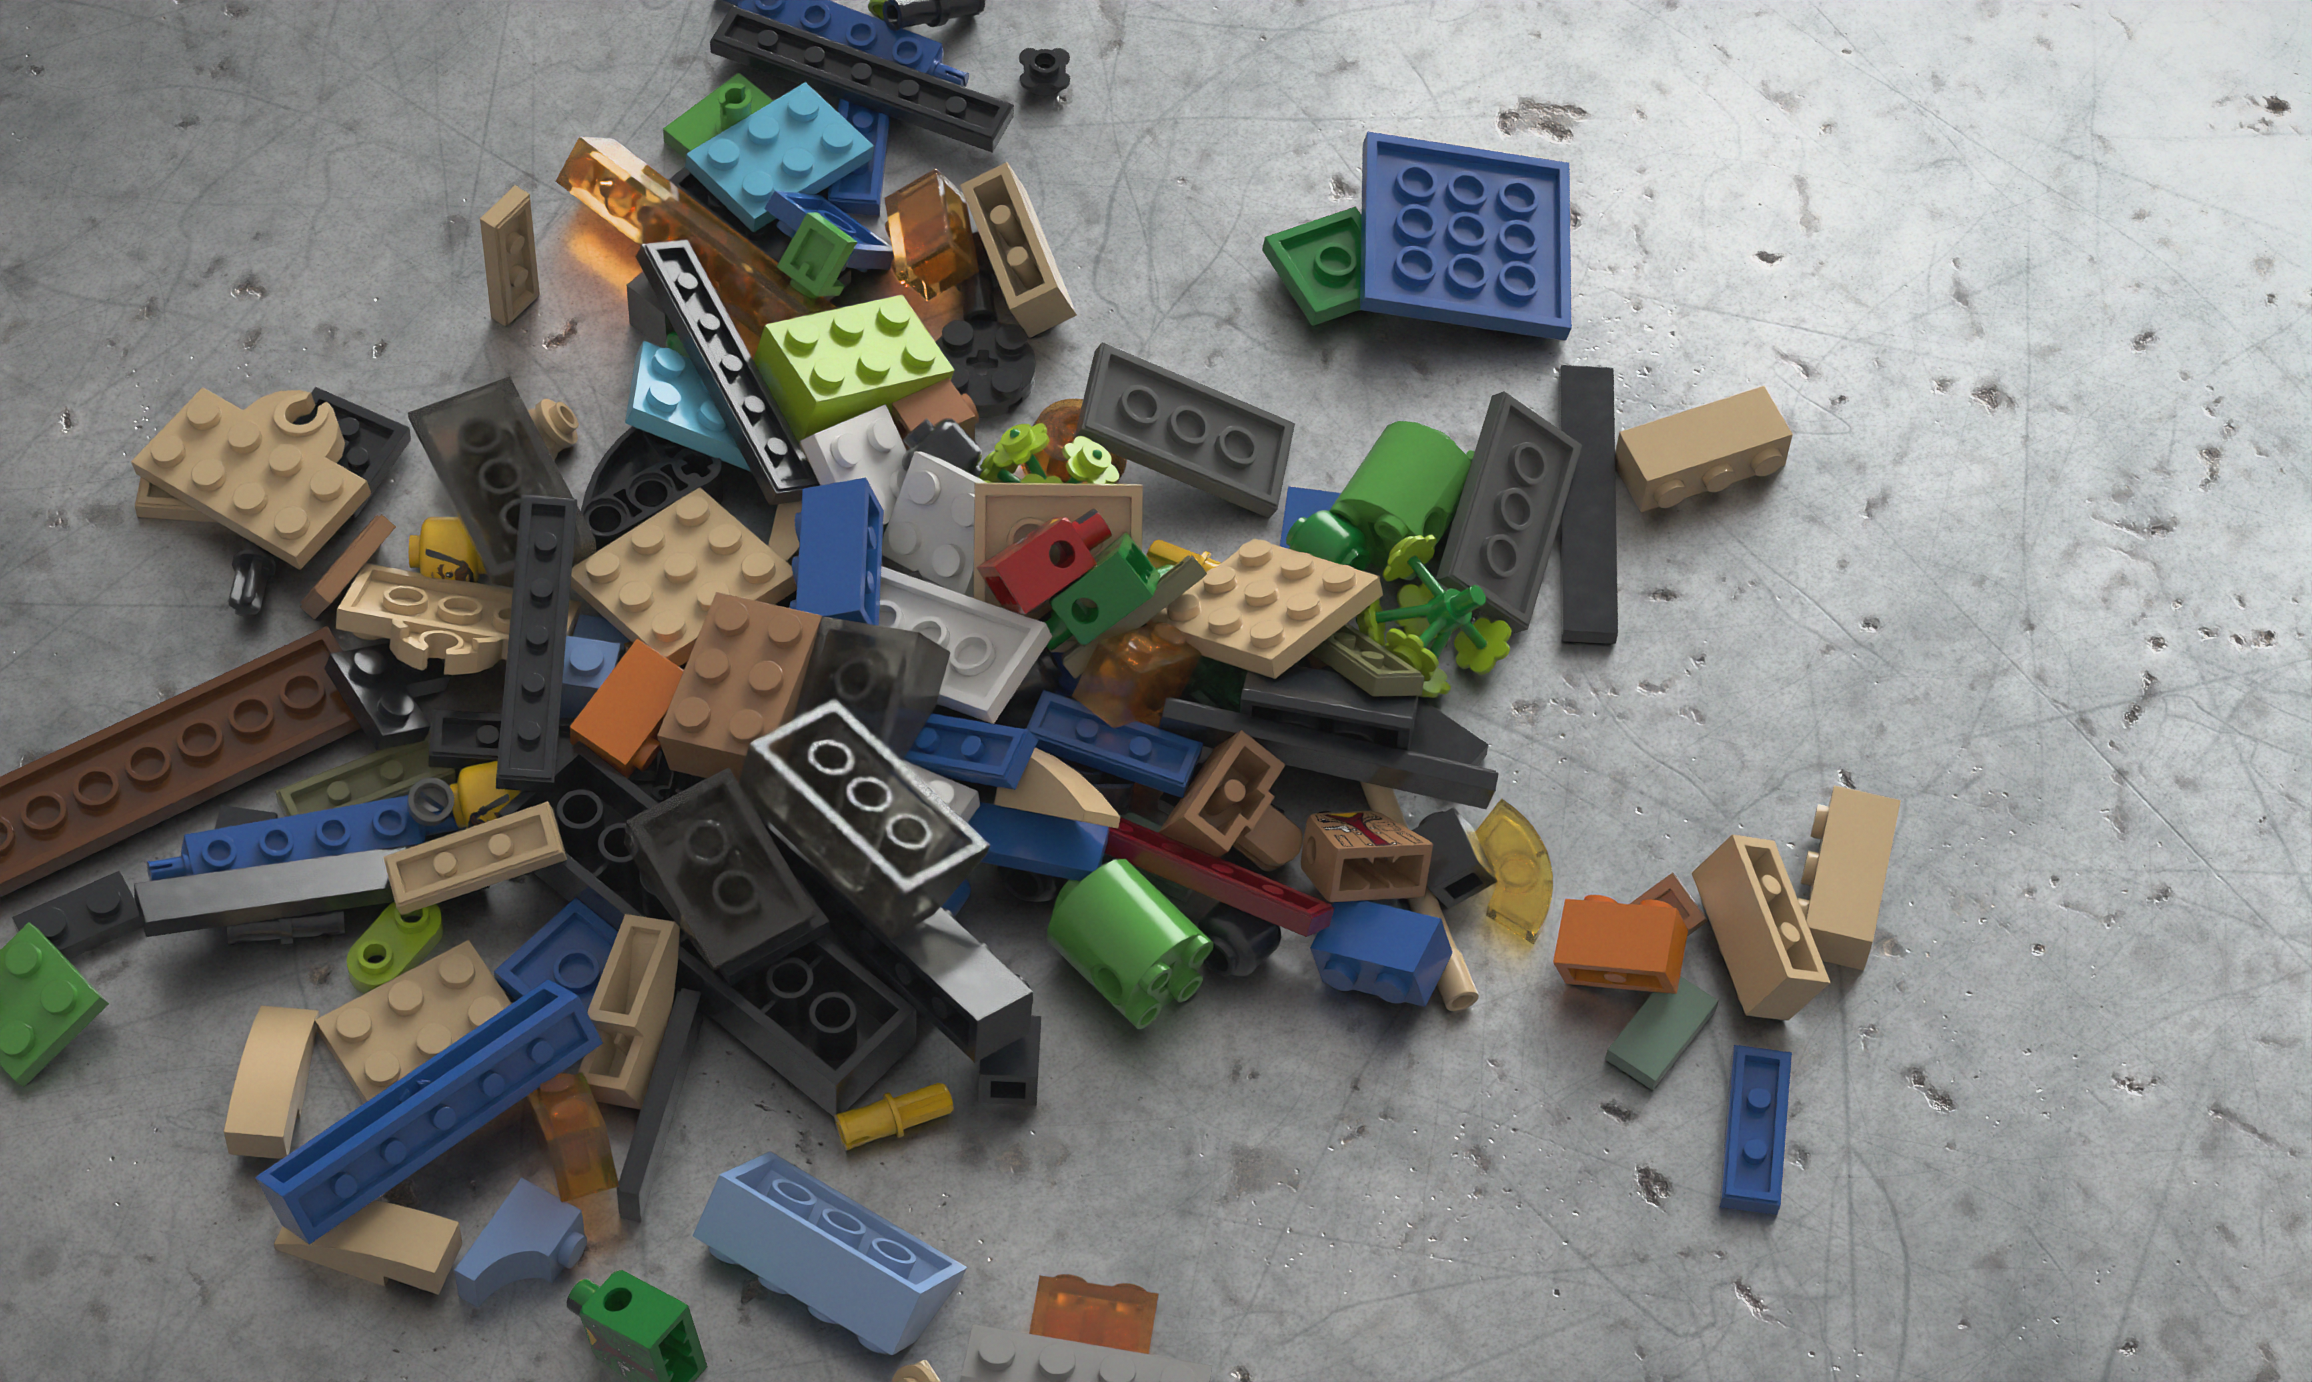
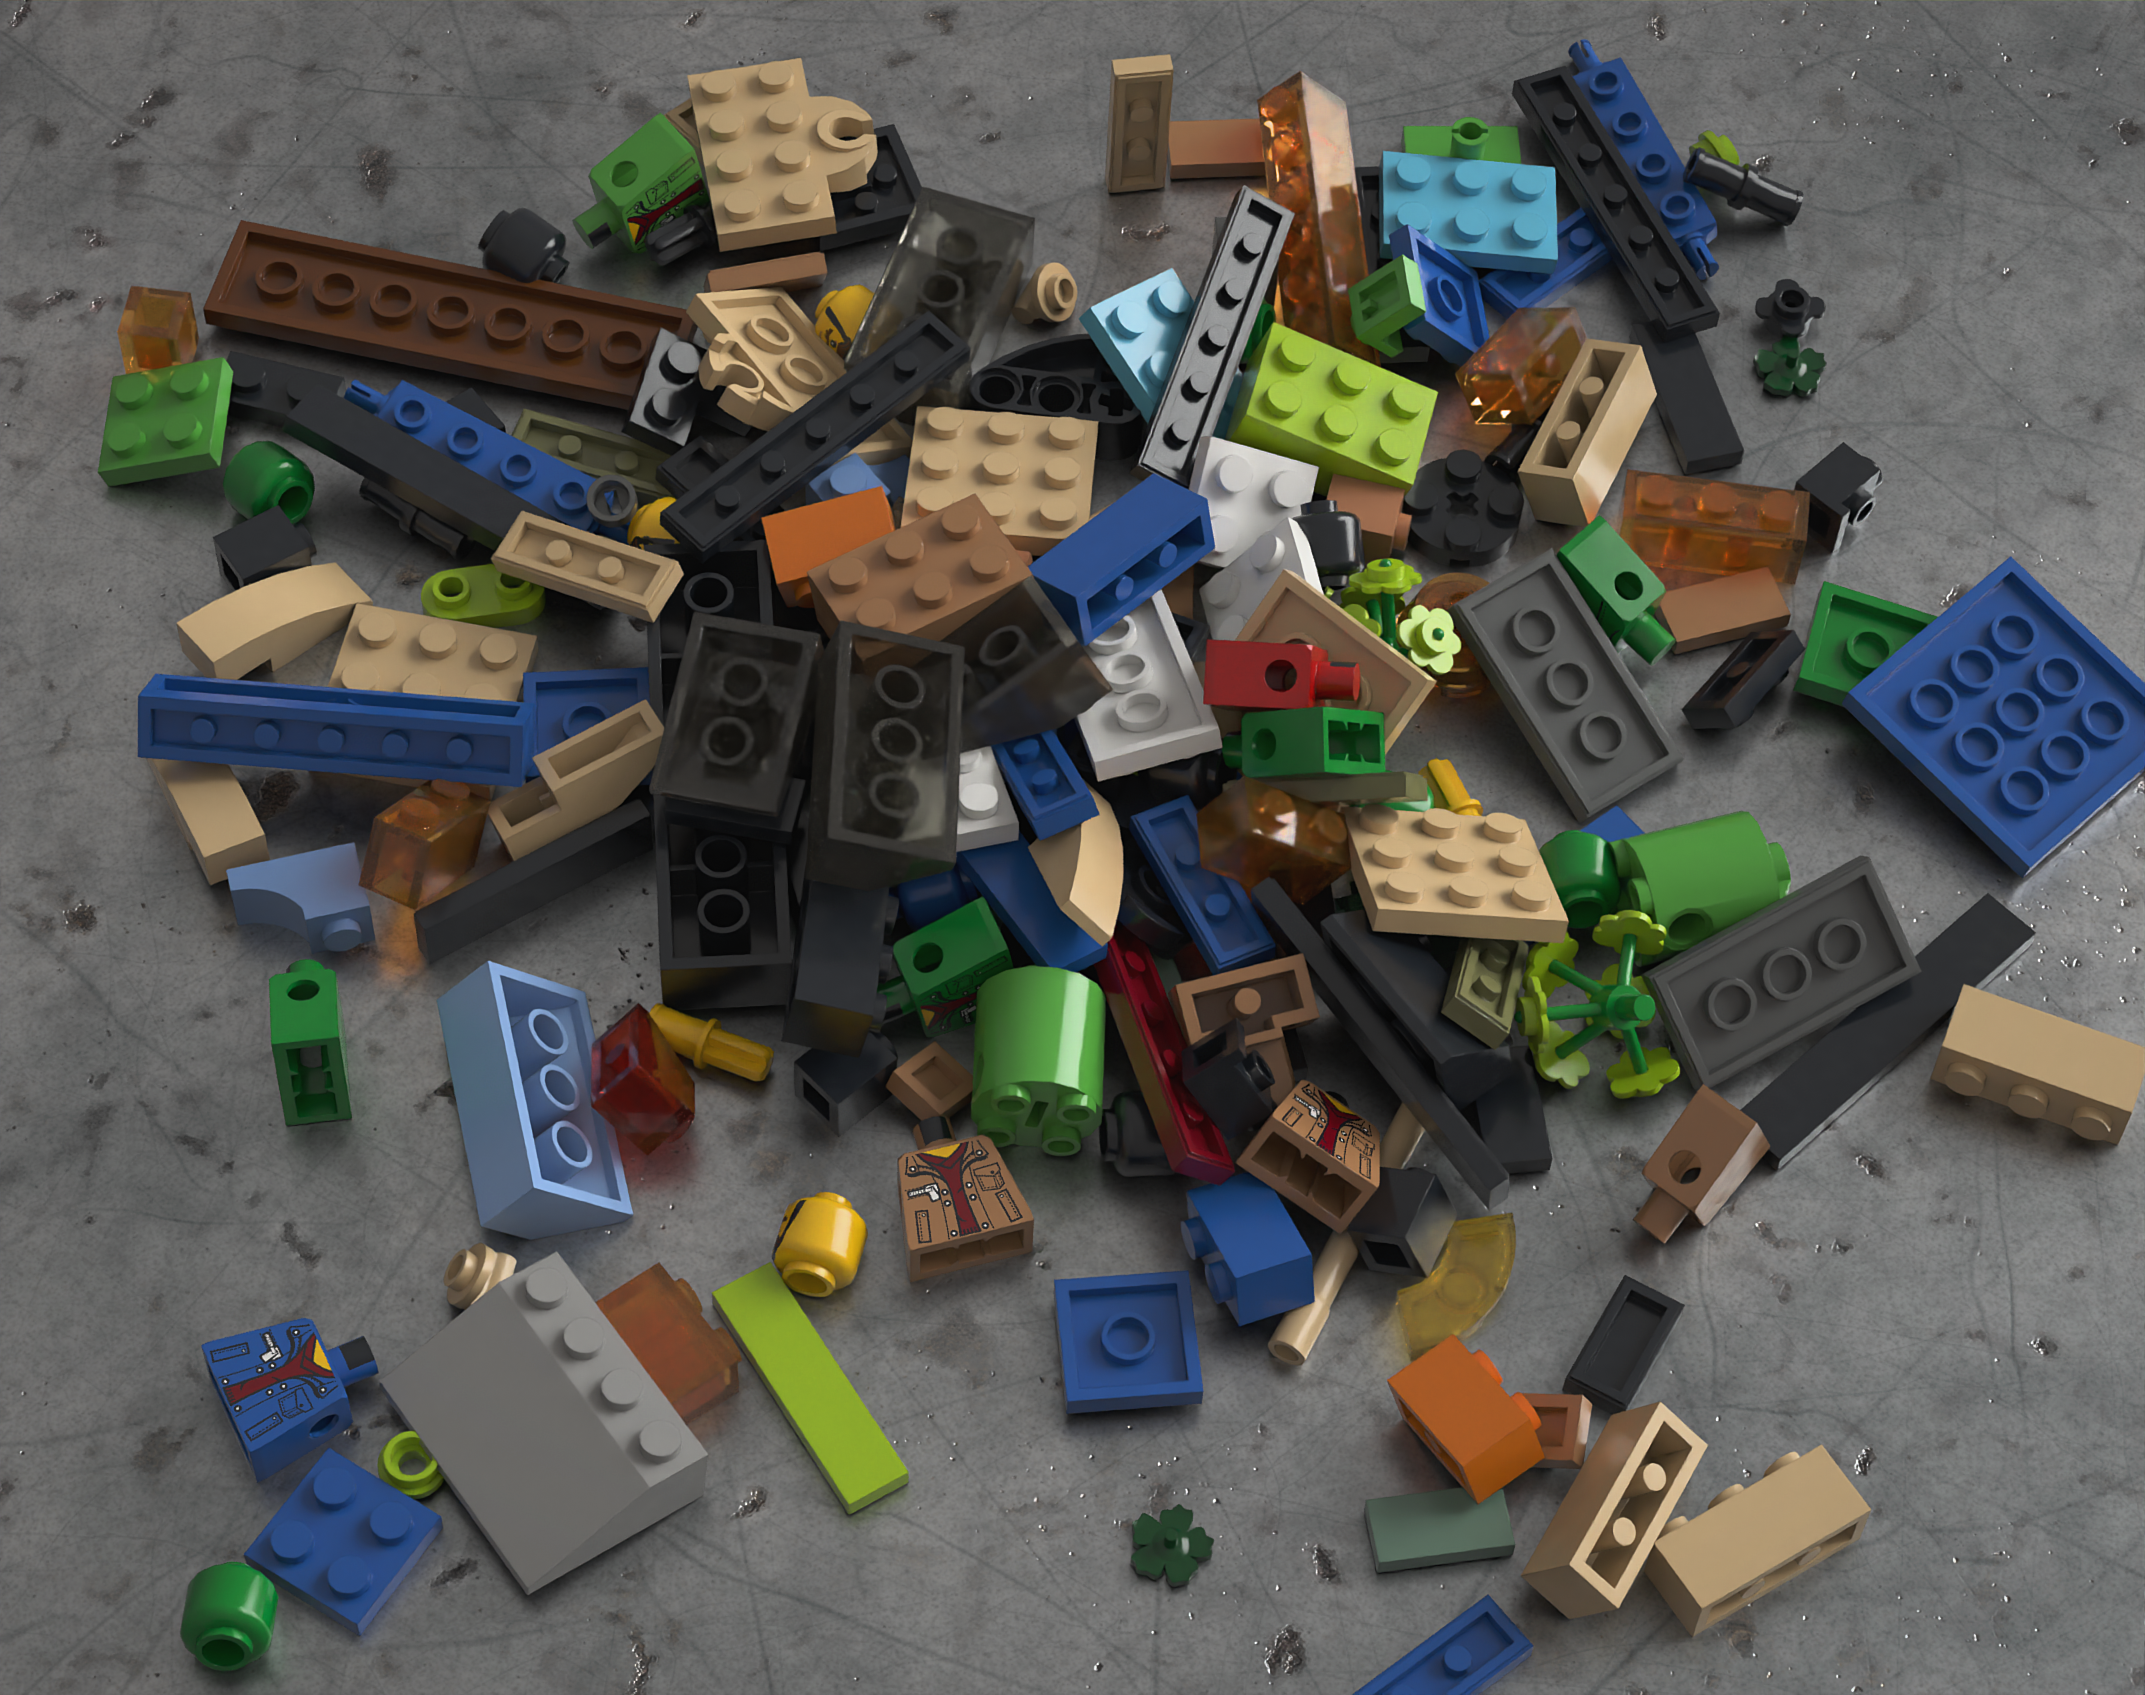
camera: 45 degrees right, 0 degrees up
(149, 676) = (524, 247): none -> black head
(158, 988) = (268, 477): none -> green head
(196, 565) = (642, 186): none -> bright green torso
(213, 1041) = (262, 548): none -> black brick
(563, 231) = (1215, 148): none -> medium nougat tile
(886, 1172) = (641, 1082): none -> clear red slope
(1016, 917) = (945, 968): none -> green torso
(1048, 181) = (1689, 401): none -> black tile
(1070, 1017) = (932, 1083): none -> medium nougat plate
(1083, 112) = (1789, 369): none -> dark green plant
(1112, 1180) = (819, 1244): none -> yellow head
(1155, 336) = (1617, 589): none -> green torso
(1156, 254) = (1713, 525): none -> clear orange brick
(1168, 1079) = (958, 1203): none -> medium nougat torso
(1203, 1276) = (810, 1388): none -> lime tile
(1209, 176) = (1839, 494): none -> black brick
(1212, 307) = (1722, 610): none -> medium nougat tile
(1272, 850) = (1228, 1080): none -> black brick
(1278, 341) = (1743, 680): none -> black plate
(1365, 1076) = (1127, 1342): none -> blue plate
(1520, 1181) = (1170, 1546): none -> dark green plant
(1587, 649) = (1707, 1138): none -> medium nougat torso
(1647, 827) = (1623, 1346): none -> black tile

